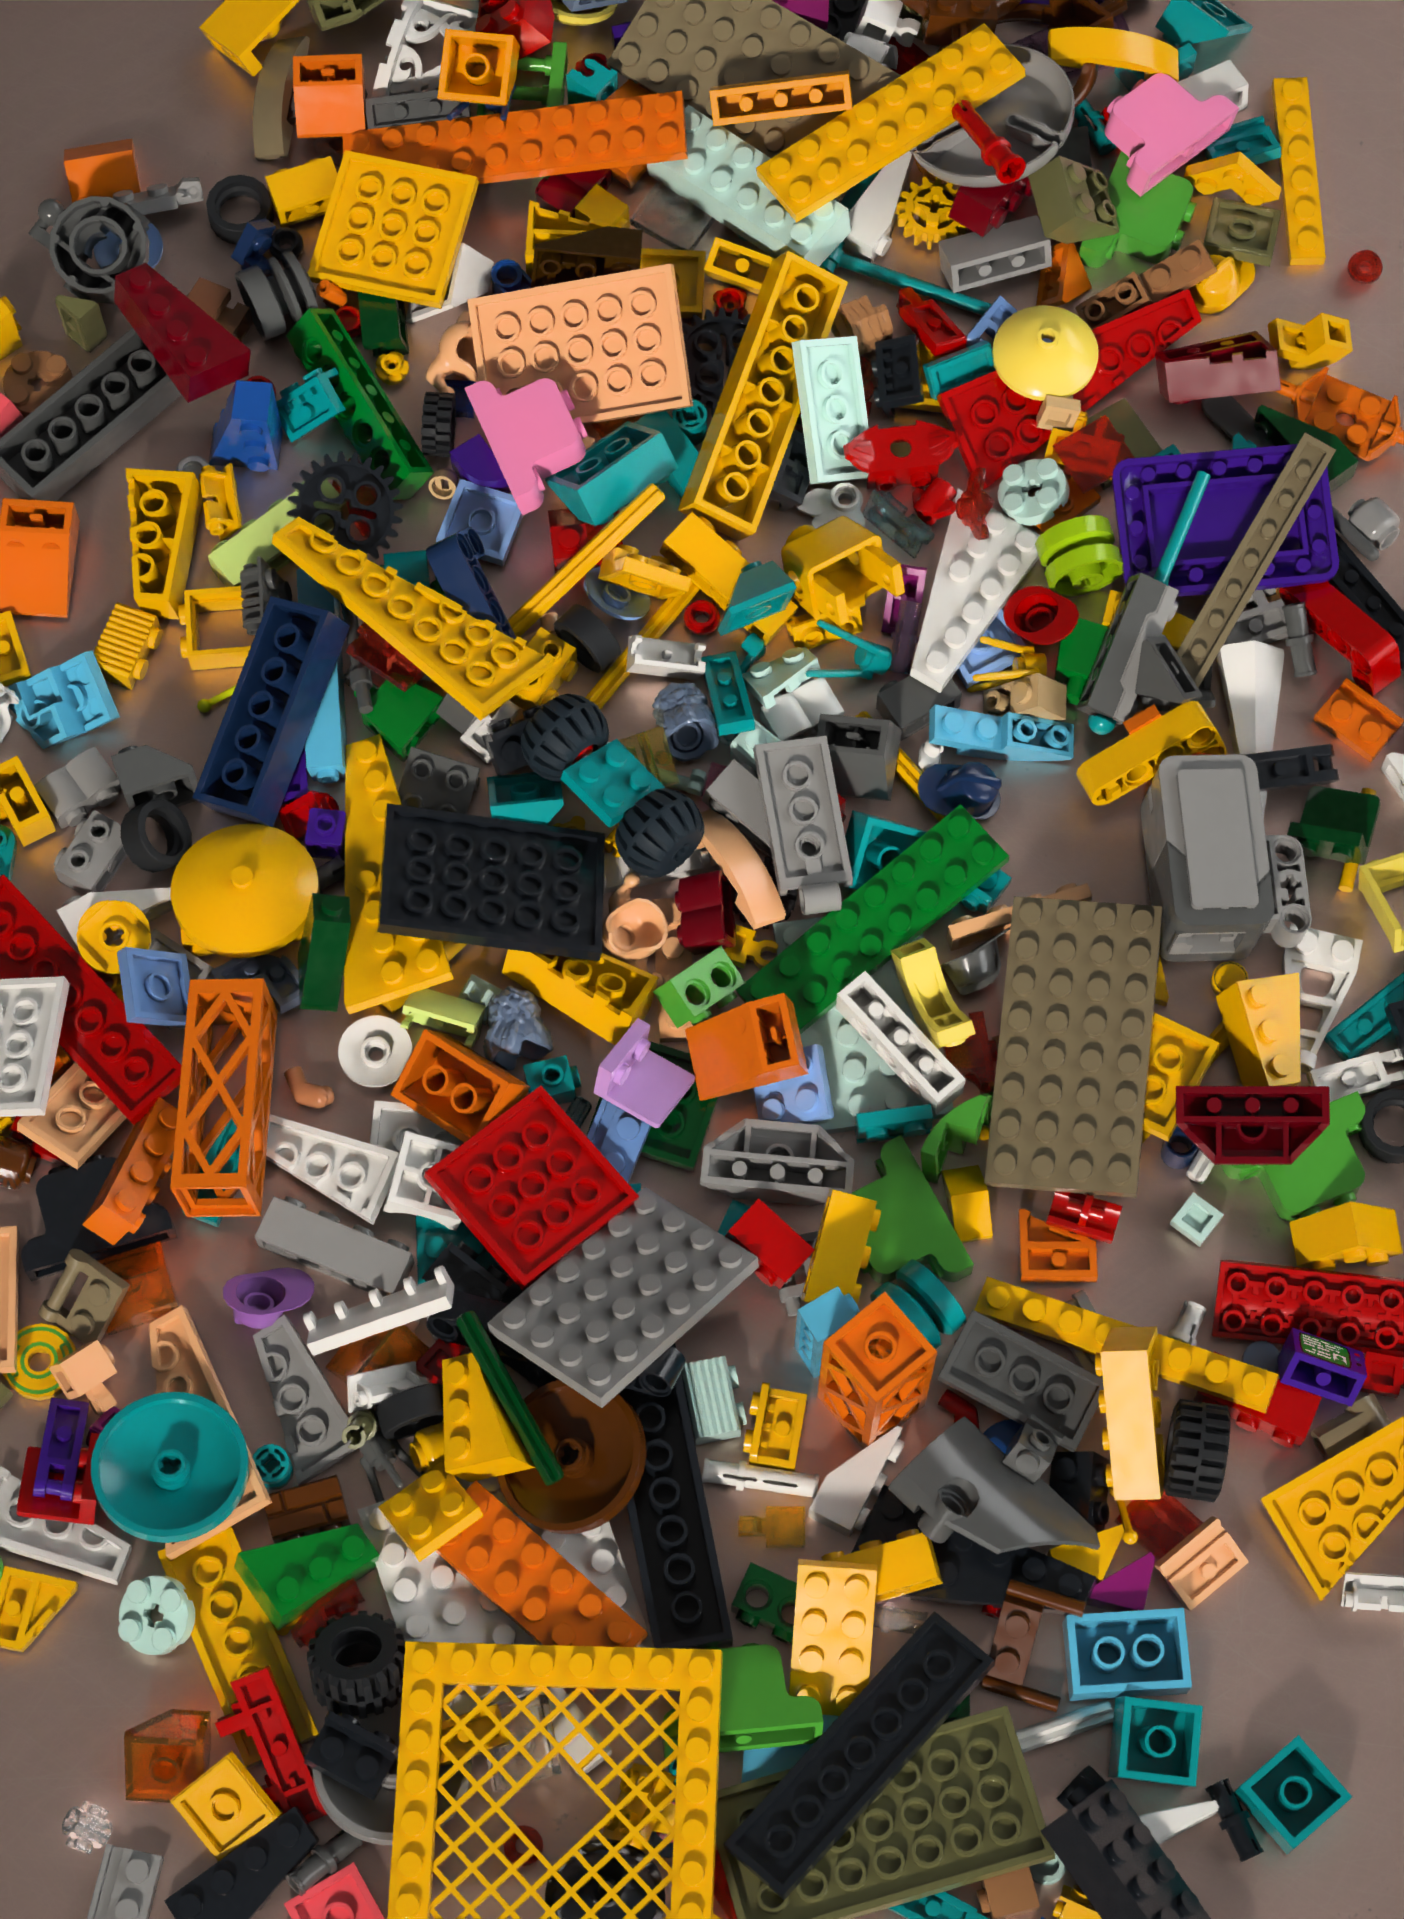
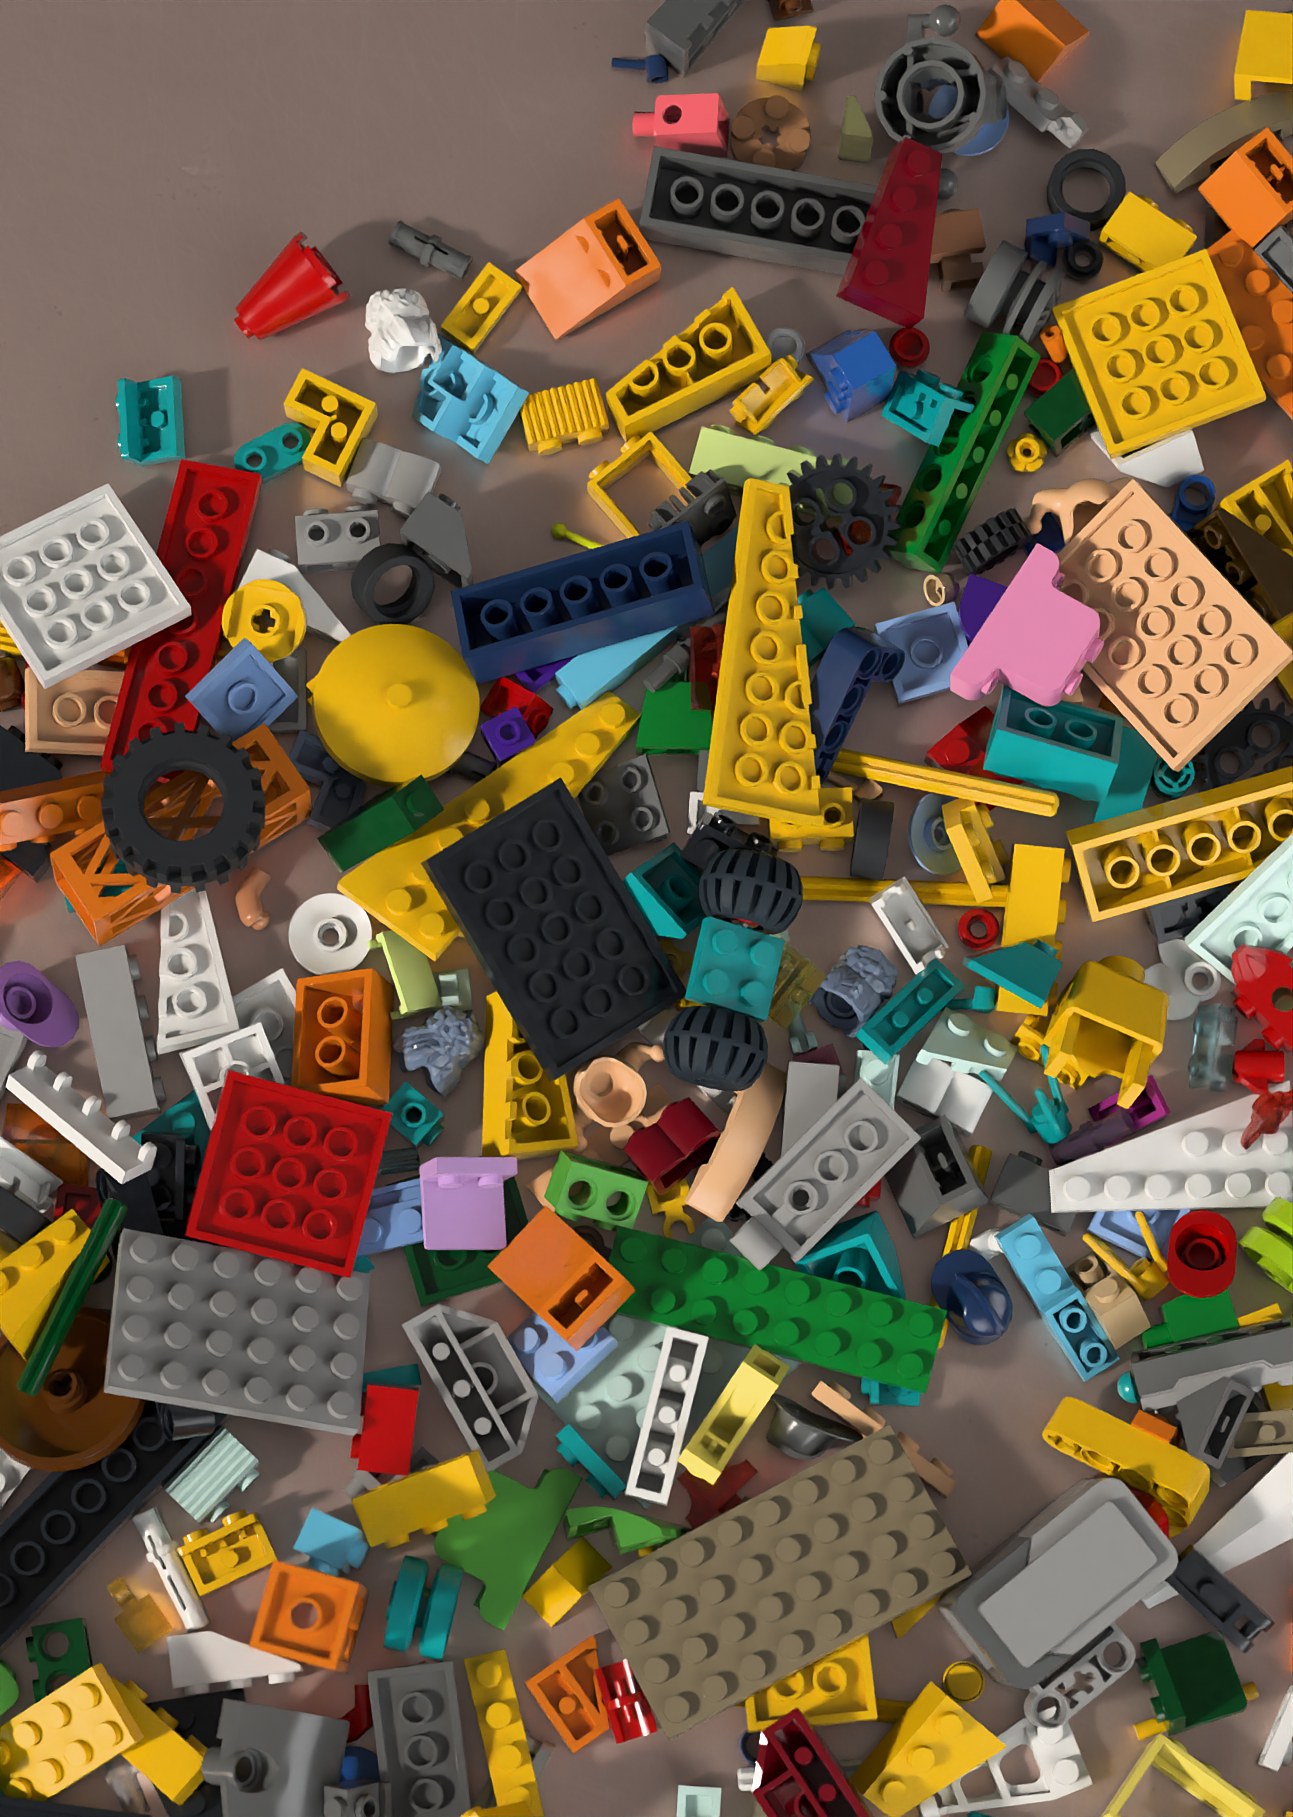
camera: 50 degrees right, 10 degrees up
(224, 1108) = (187, 861): none -> black tyre

